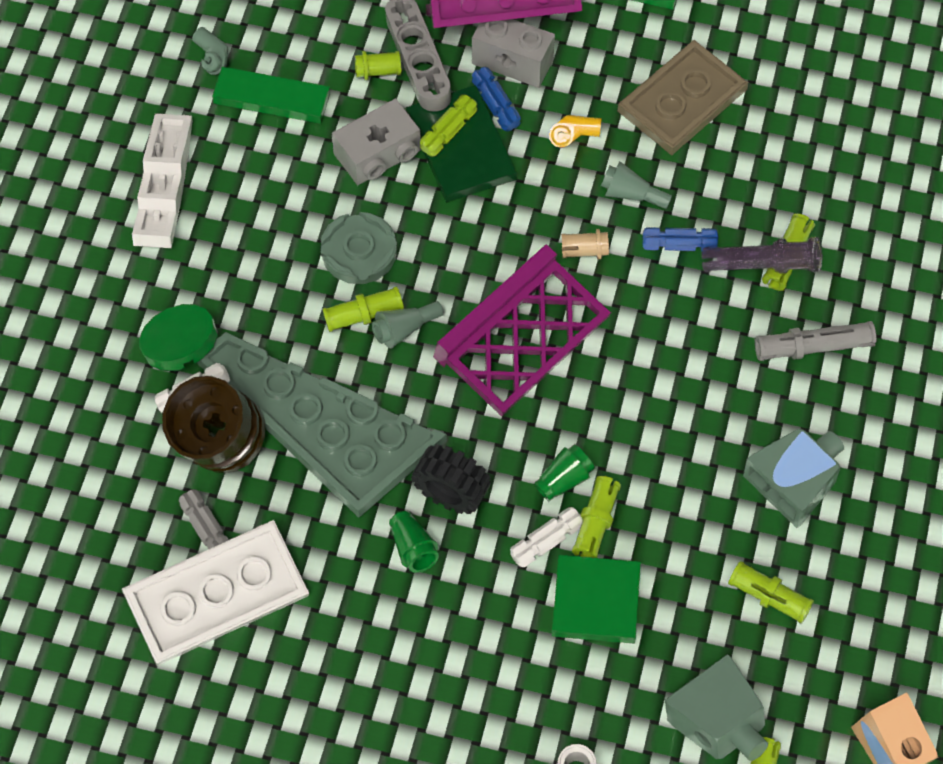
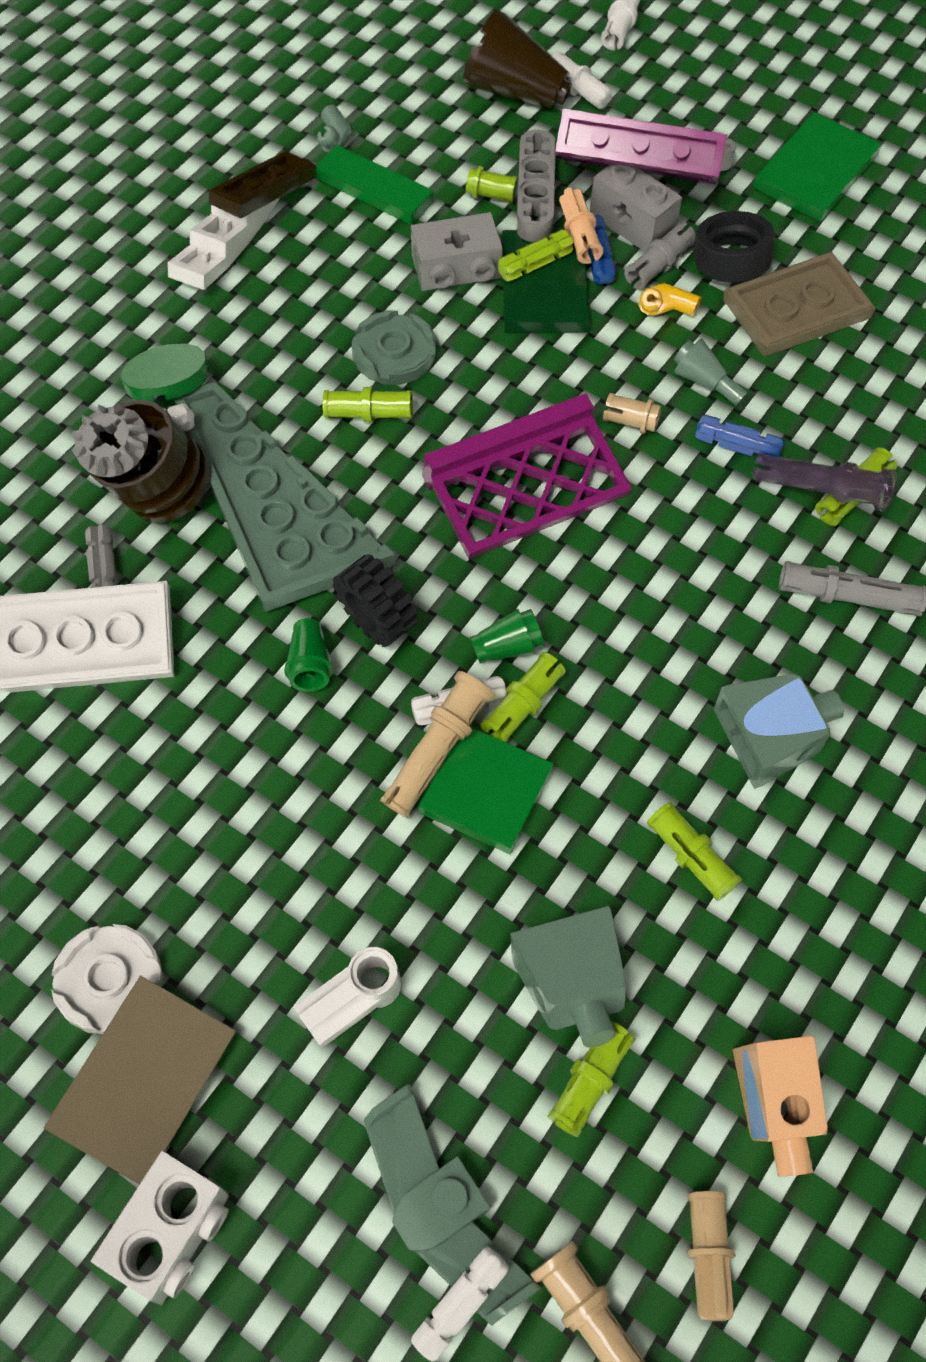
camera: 20 degrees right, 0 degrees up
(179, 131) = (262, 184): none -> dark brown tile
(192, 436) = (106, 459): none -> light grey gear
(395, 325) = (396, 430): sand green cone -> none
(475, 84) = (580, 225): none -> light nougat axle
(551, 88) = (660, 255): none -> light grey pin
(551, 559) = (448, 725): none -> tan pin
(608, 42) = (734, 264): none -> black tyre

